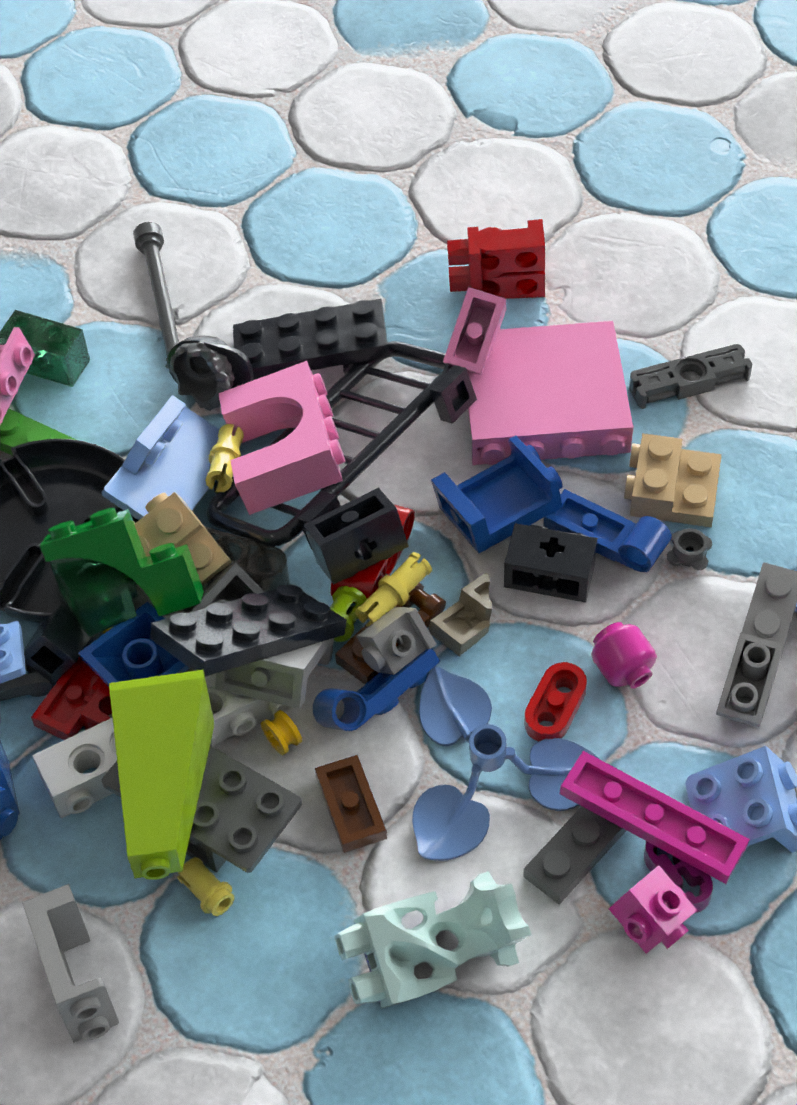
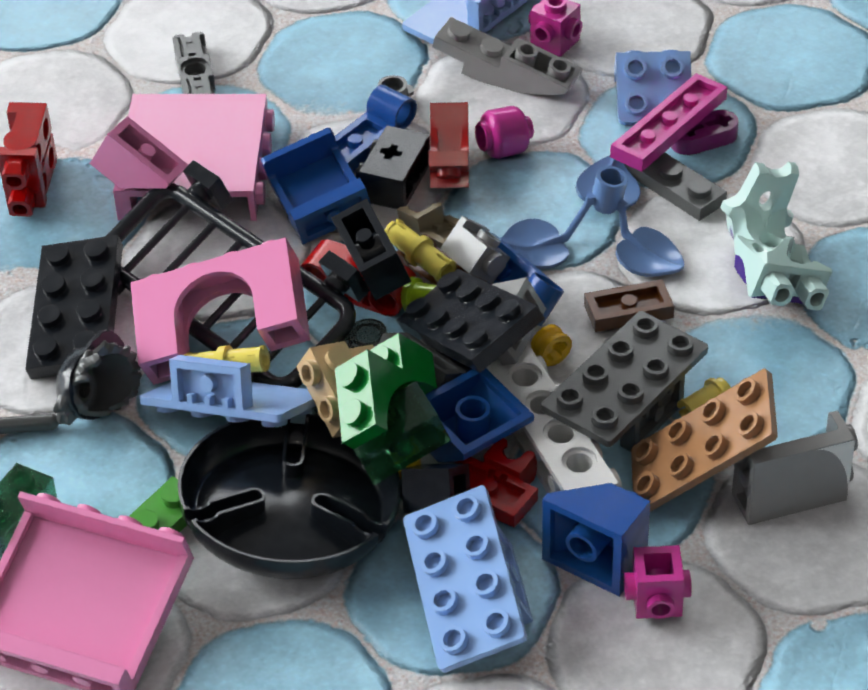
camera: 85 degrees left, 10 degrees down
(85, 867) = (705, 440): none -> medium nougat bracket
(161, 753) = (627, 367): lime slope -> none
(553, 705) = (541, 179): red plate -> none
(576, 609) = (449, 145): none -> red arch
(654, 911) = (748, 135): dark pink brick -> none
(672, 481) = (316, 95): tan plate -> none

